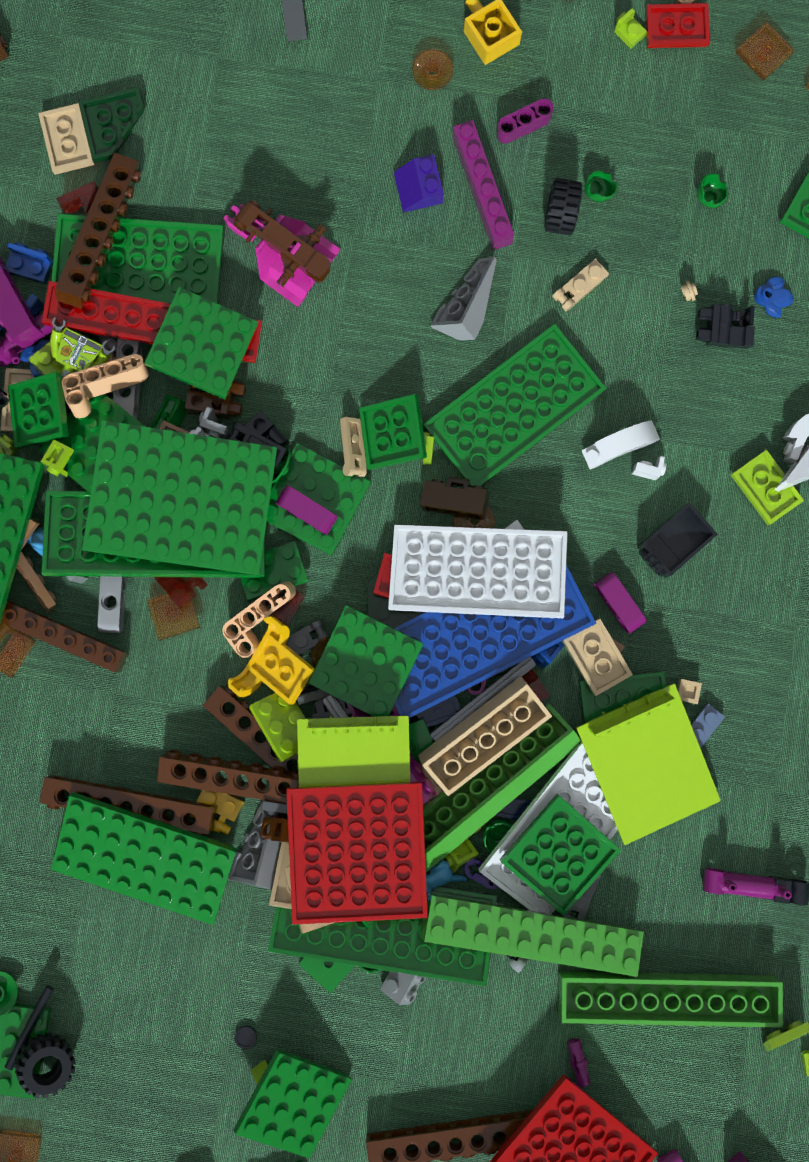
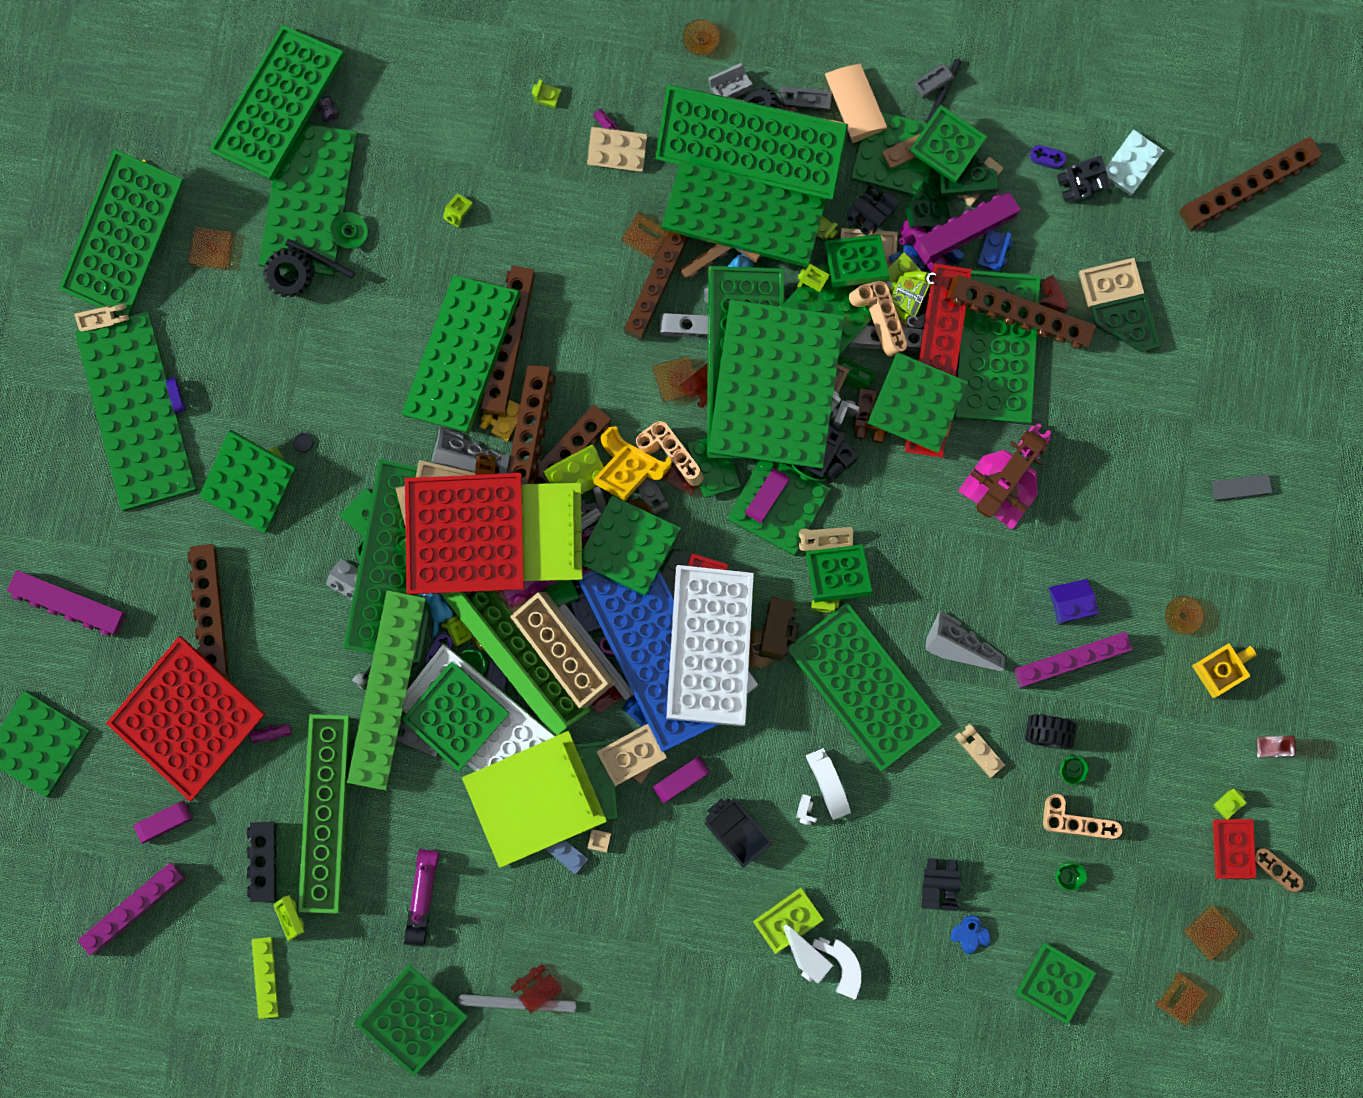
camera: 90 degrees right, 5 degrees down
(530, 113) = (1136, 690): magenta beam -> none
(655, 179) = (1082, 822): none -> light nougat beam
(689, 291) = (974, 852): tan plate -> none
(713, 1059) = (269, 852): none -> black brick

